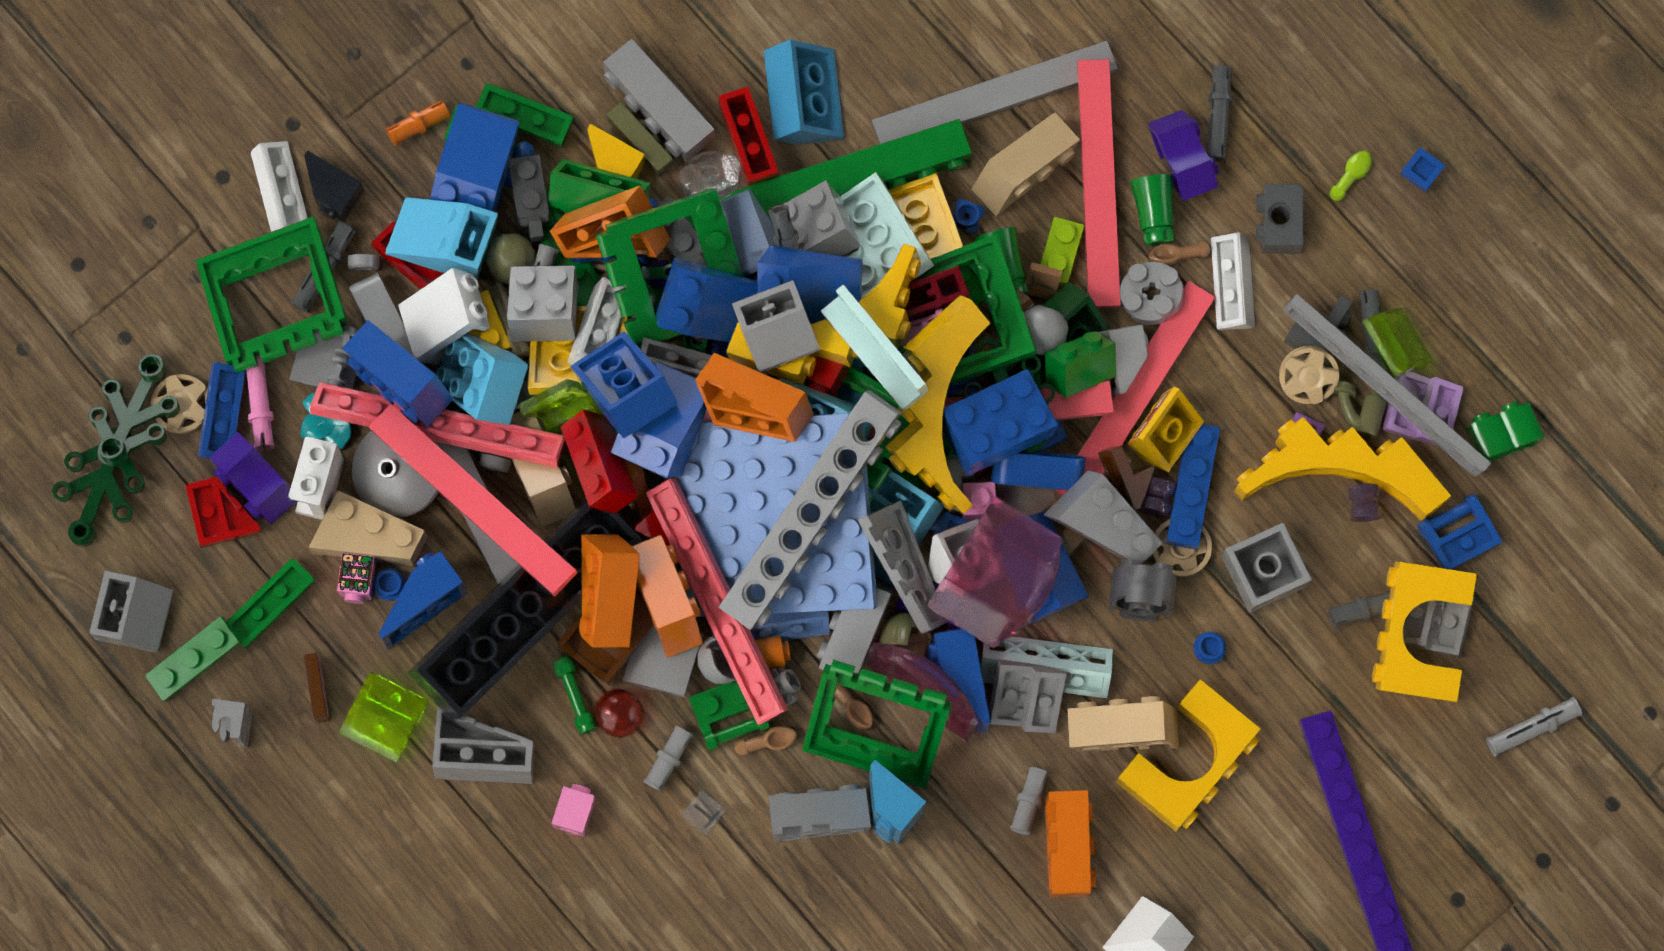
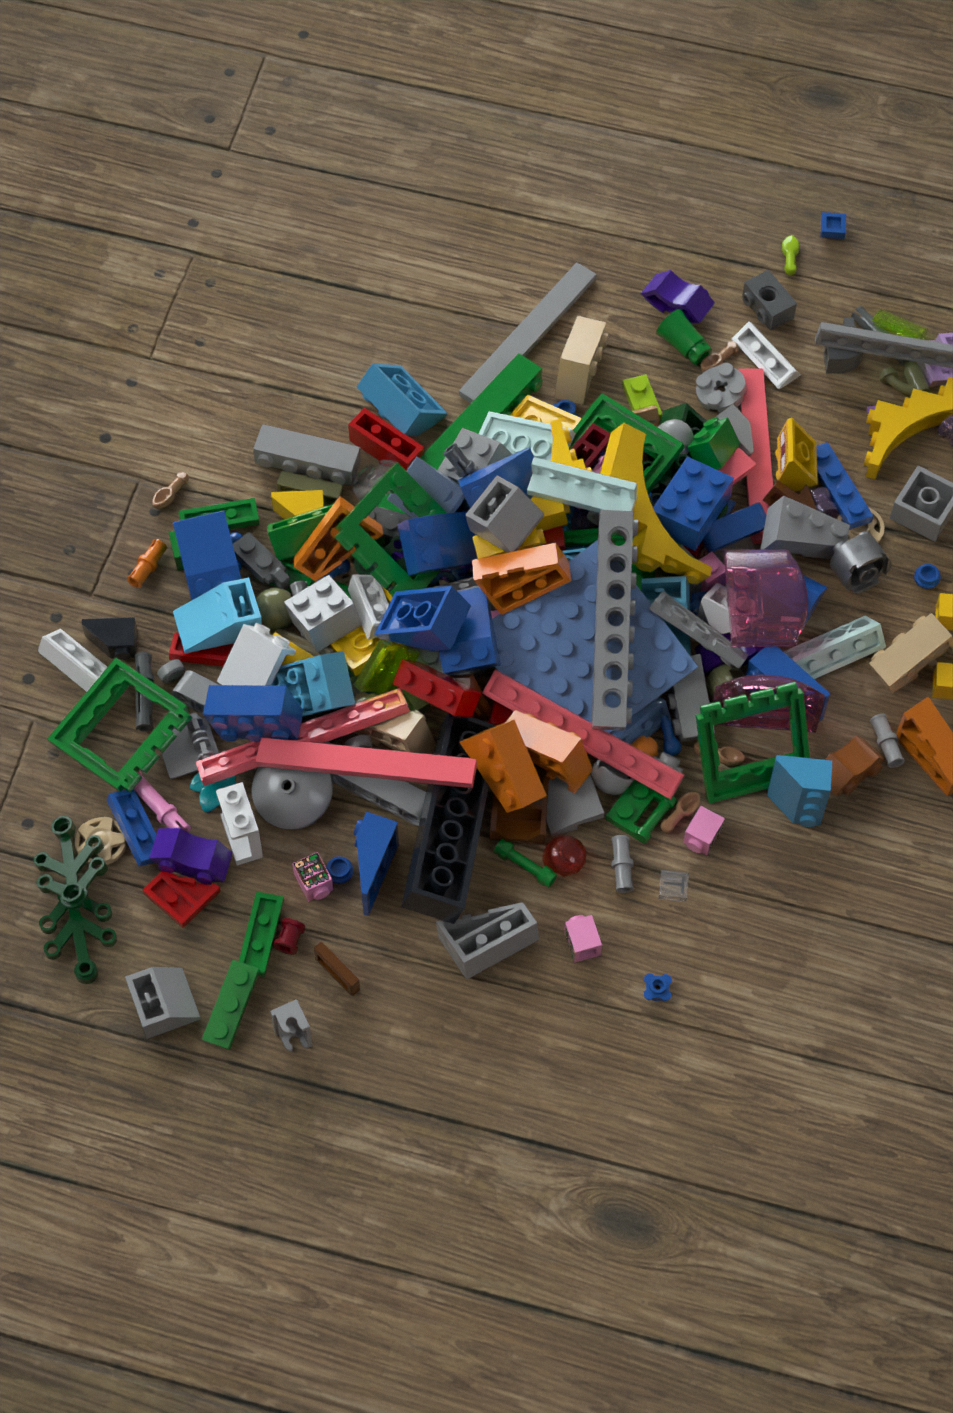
camera: 30 degrees left, 15 degrees down
(294, 624) = (289, 936): none -> dark red bush
(365, 530) = (299, 837): tan wedge -> none
(383, 716) = (399, 960): clear neon green slope -> none
(488, 53) = (166, 495): none -> medium nougat piece
(613, 917) = (654, 994): none -> blue plate
(771, 777) = (703, 831): none -> bright pink brick
(807, 664) = (671, 744): none -> blue piece
(819, 813) = (753, 834): light grey wedge -> none
(967, 805) = (853, 765): none -> dark orange brick
(1026, 696) = (837, 671): light grey slope -> none
(1098, 182) = (634, 341): coral tile -> none
(1220, 101) = (676, 257): dark grey pin -> none
(1309, 375) = (860, 377): tan wheel -> none

